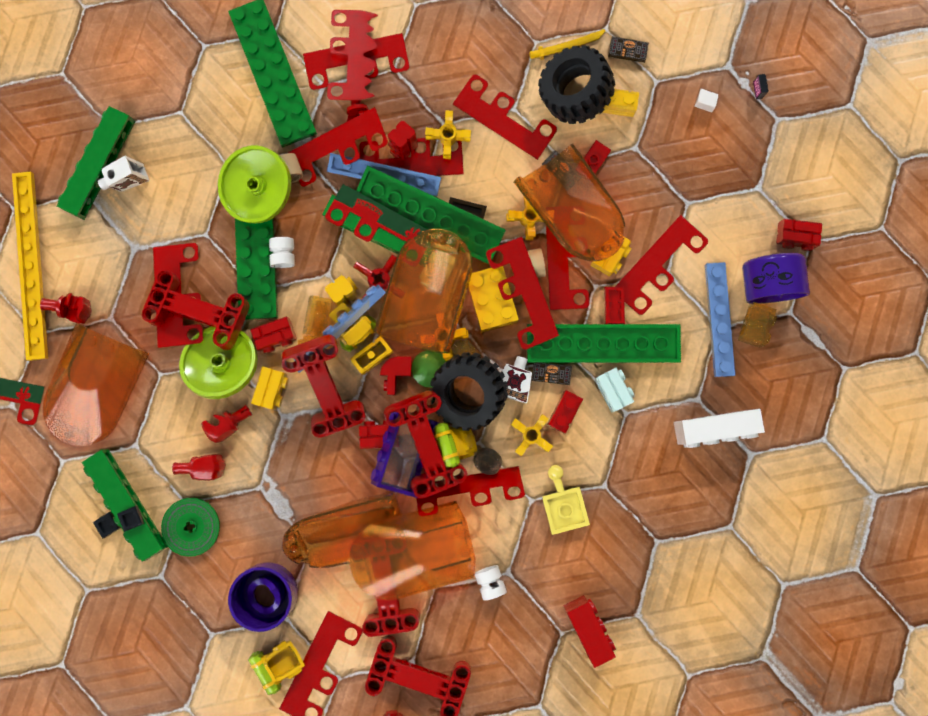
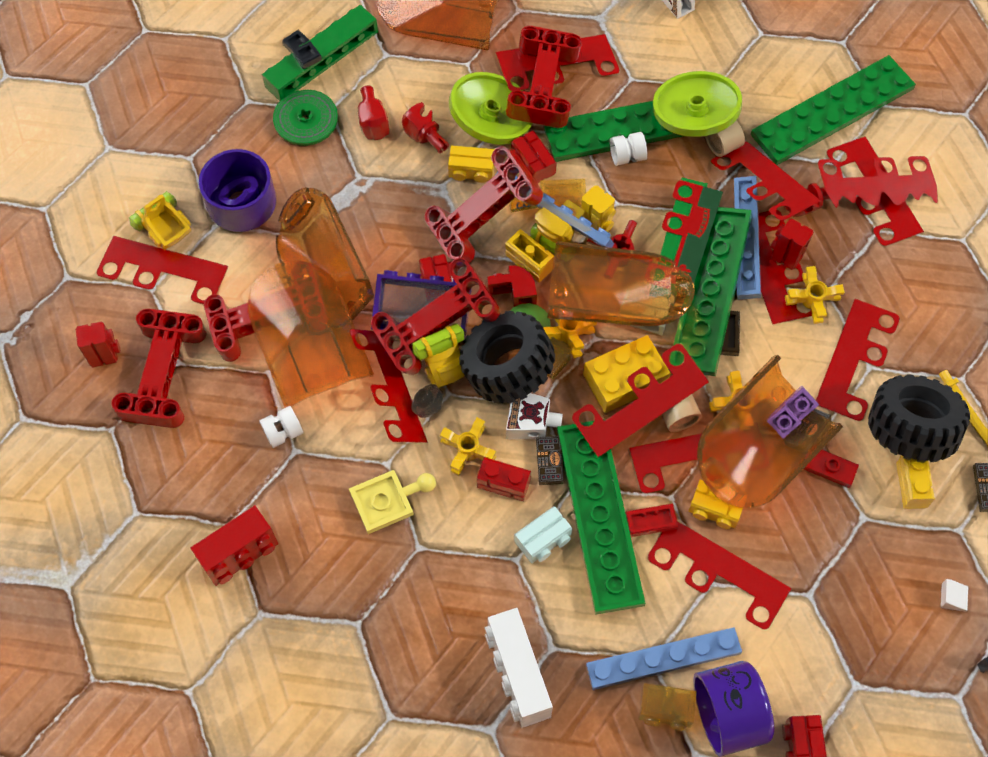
camera: 80 degrees right, 20 degrees down
(551, 182) = (792, 411): none -> medium lavender slope

